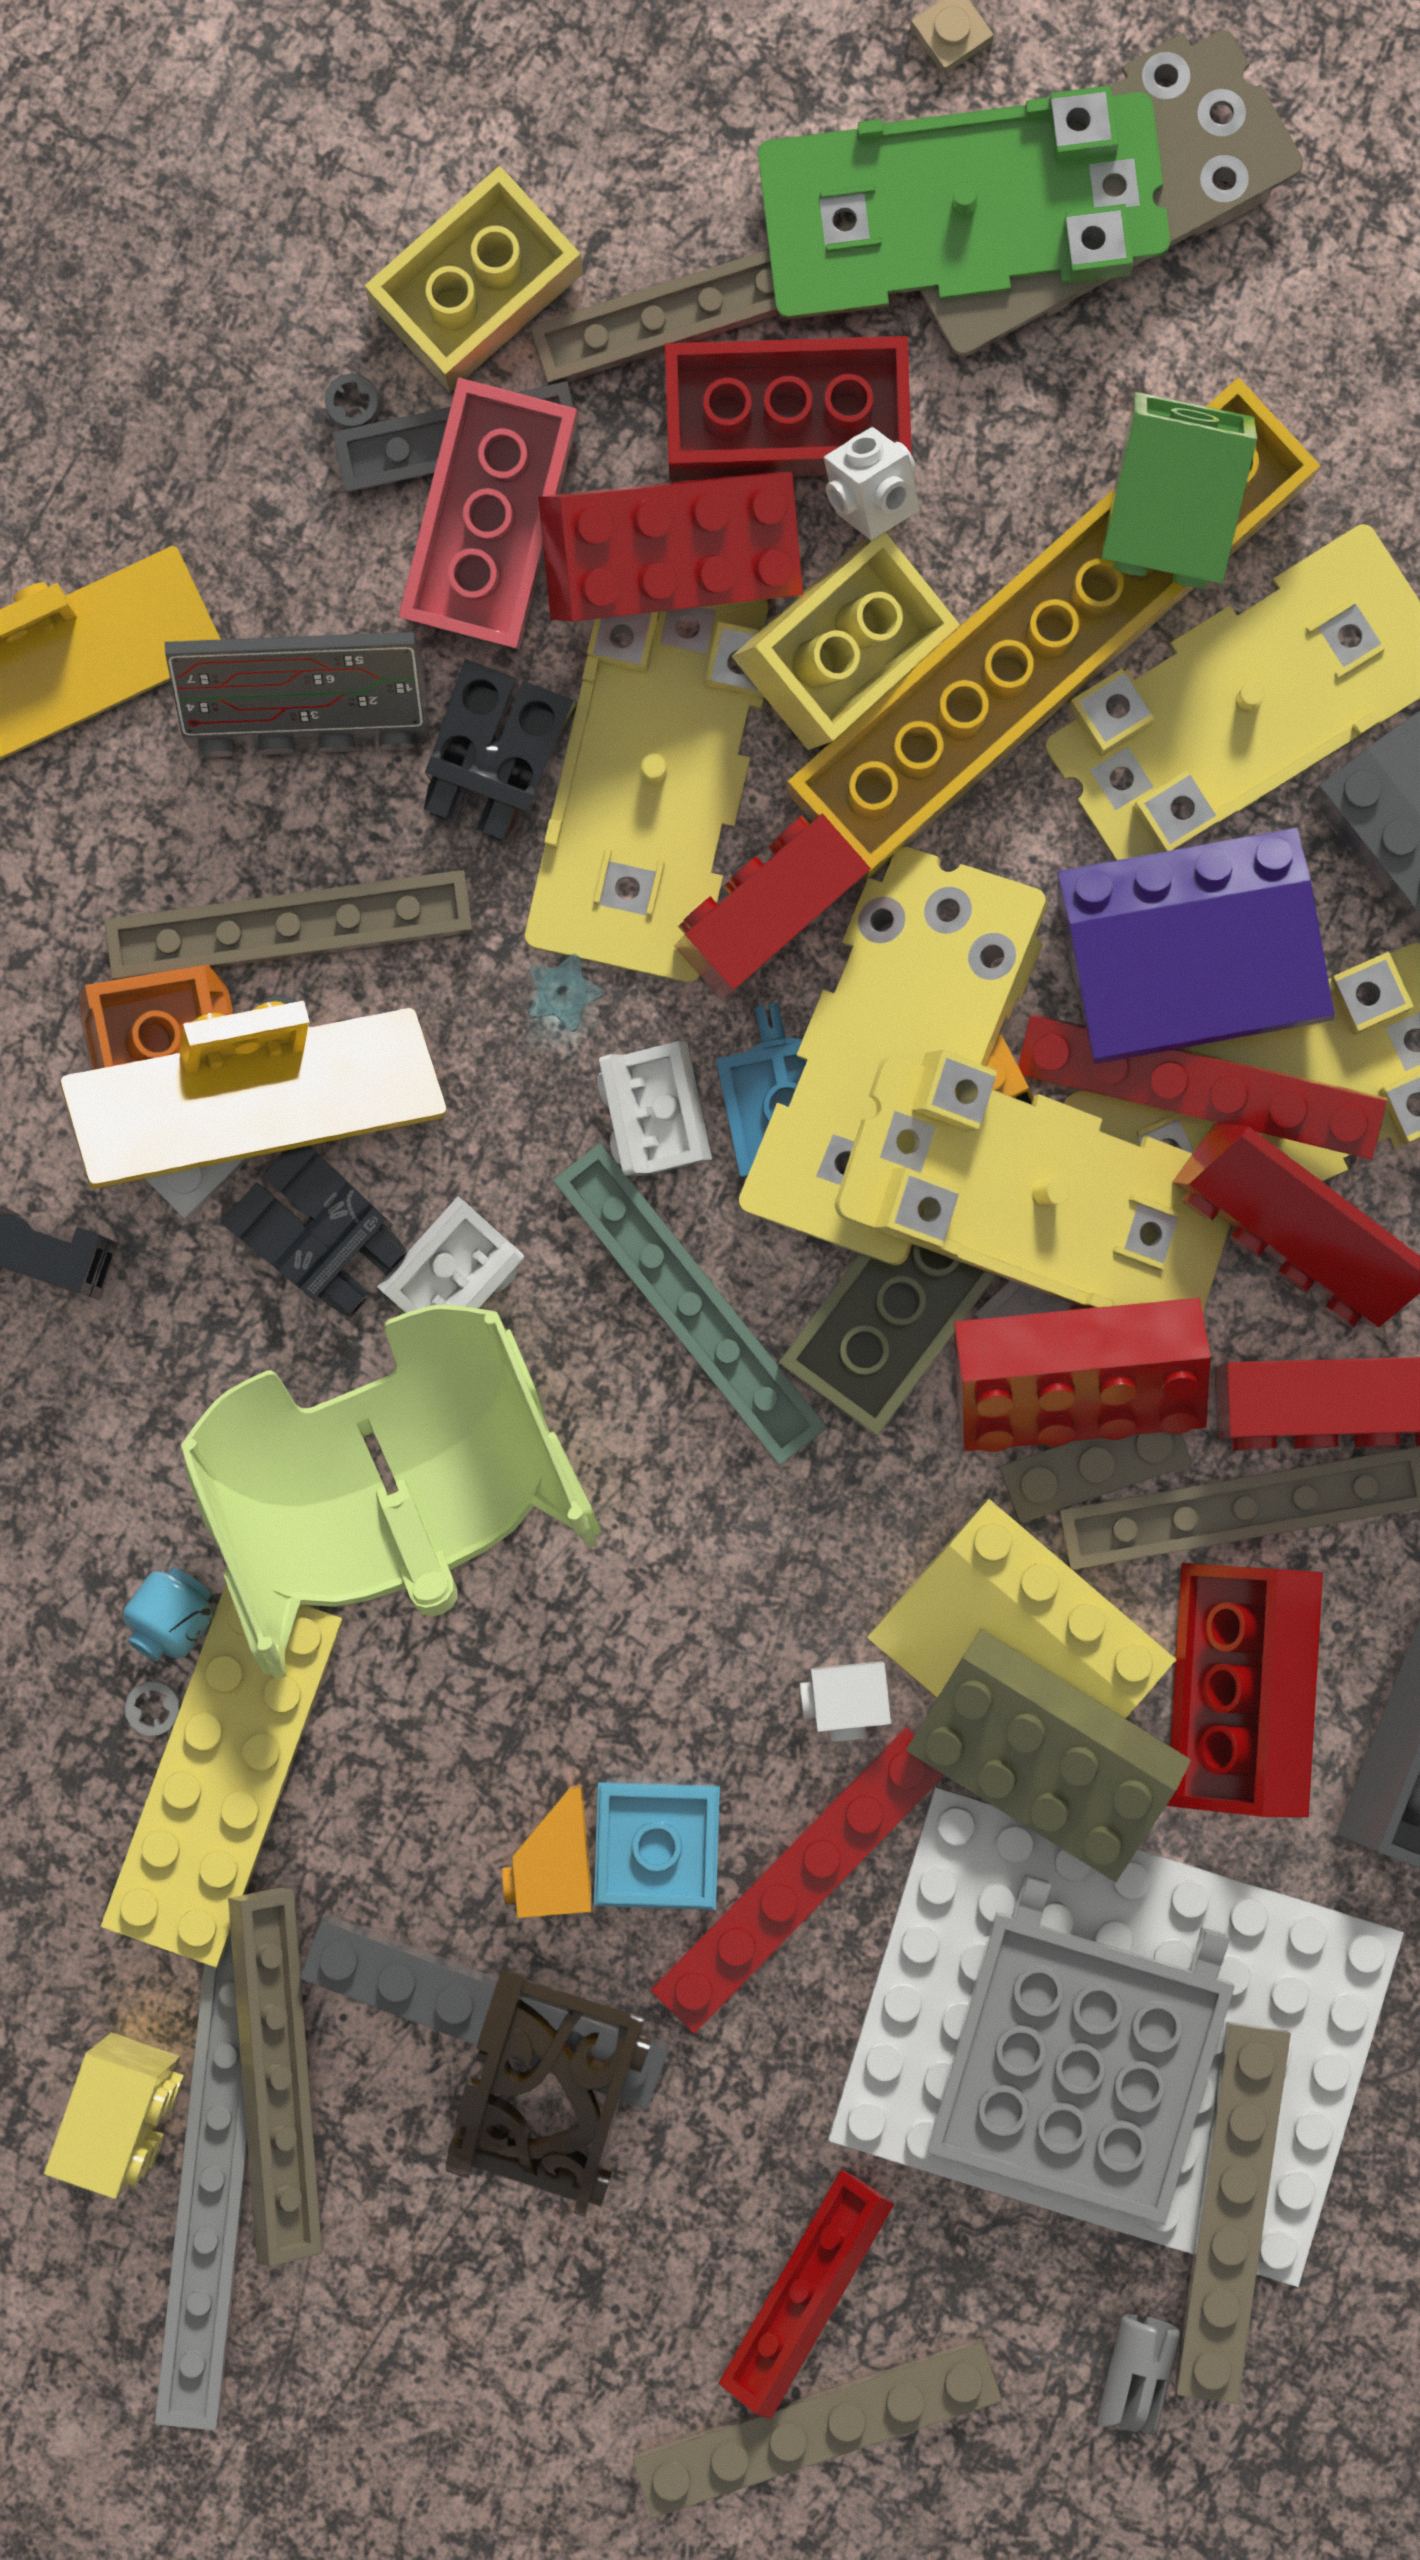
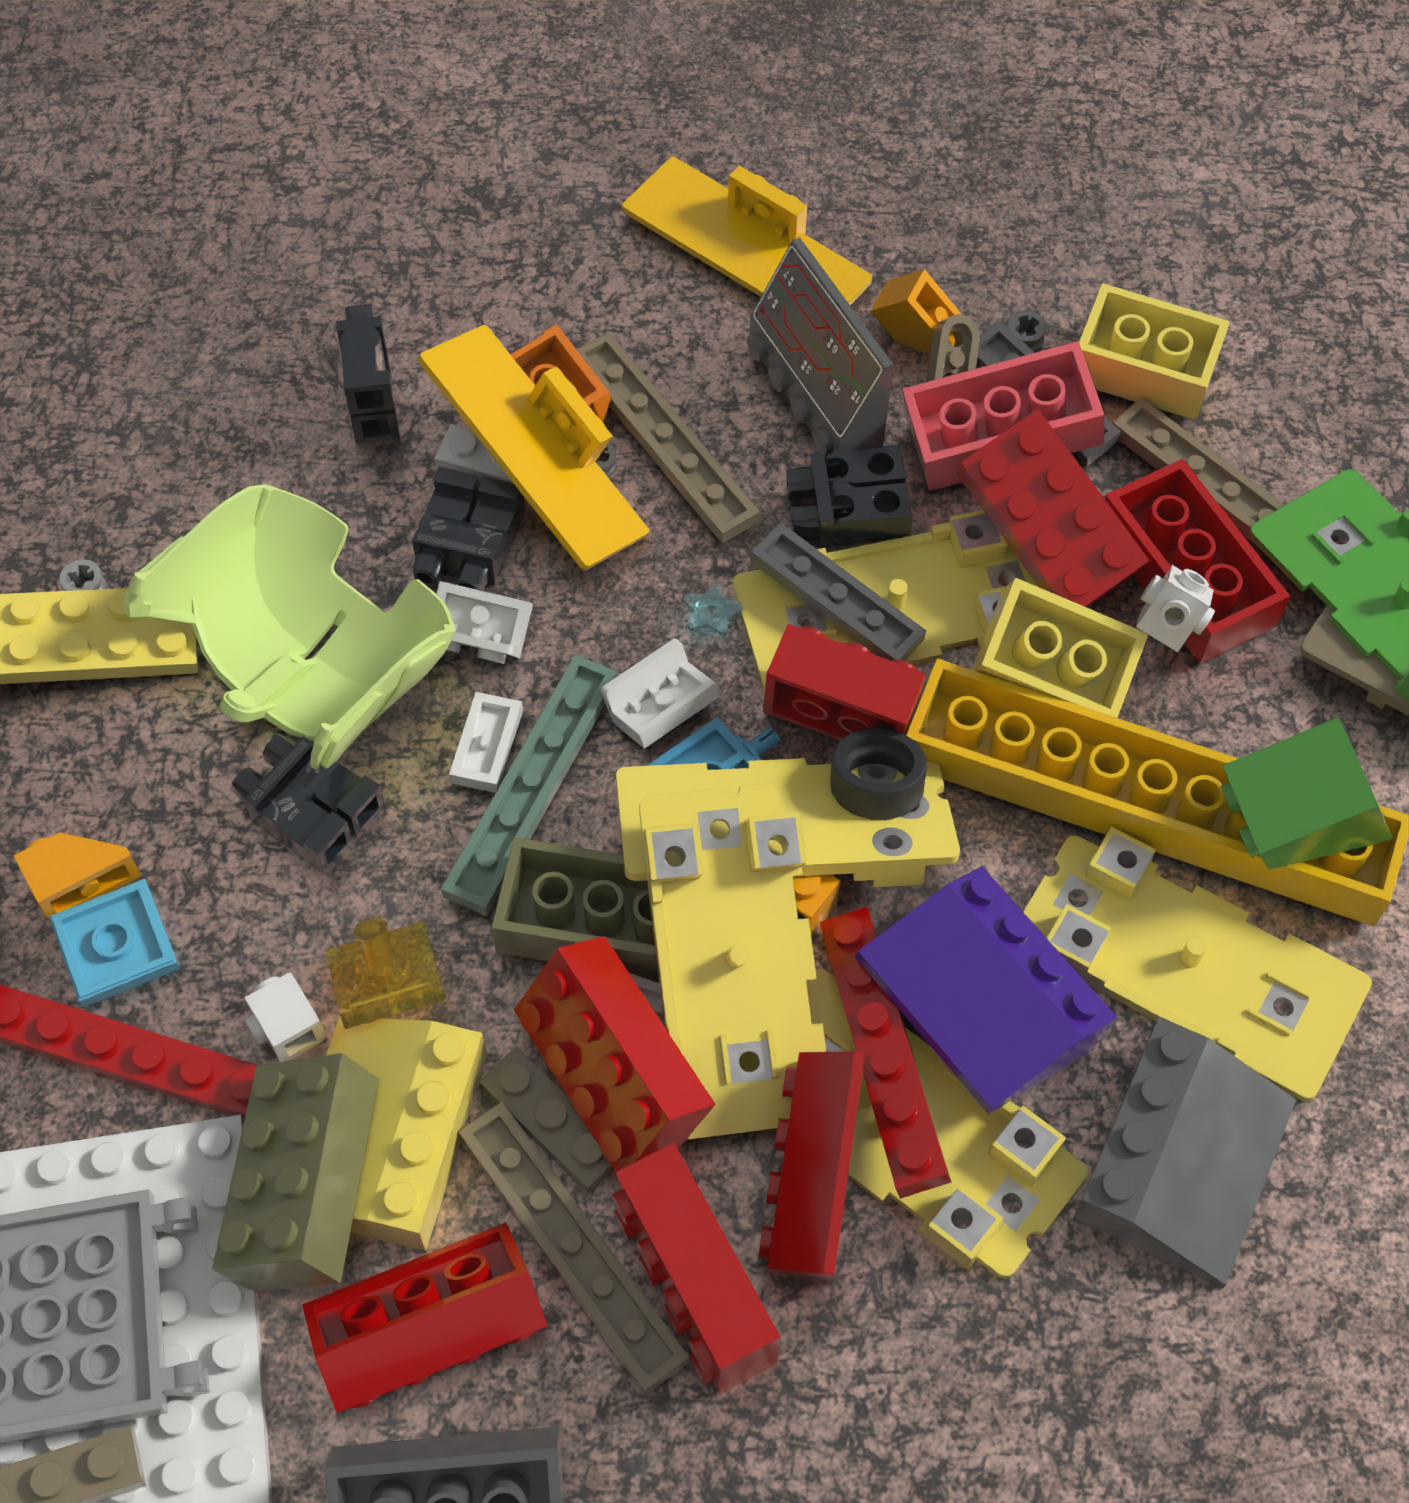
camera: 60 degrees right, 25 degrees down
(167, 1614) = (141, 548): medium azure head -> none
(274, 521) = (912, 308): none -> light orange slope
(361, 520) = (950, 359): none -> dark tan plate
(578, 1579) = (306, 805): none -> black hips
(612, 1331) = (486, 742): none -> white plate
(627, 841) = (837, 595): none -> dark grey plate
(834, 1567) = (383, 972): none -> clear yellow plate
(874, 889) = (872, 799): none -> black tyre

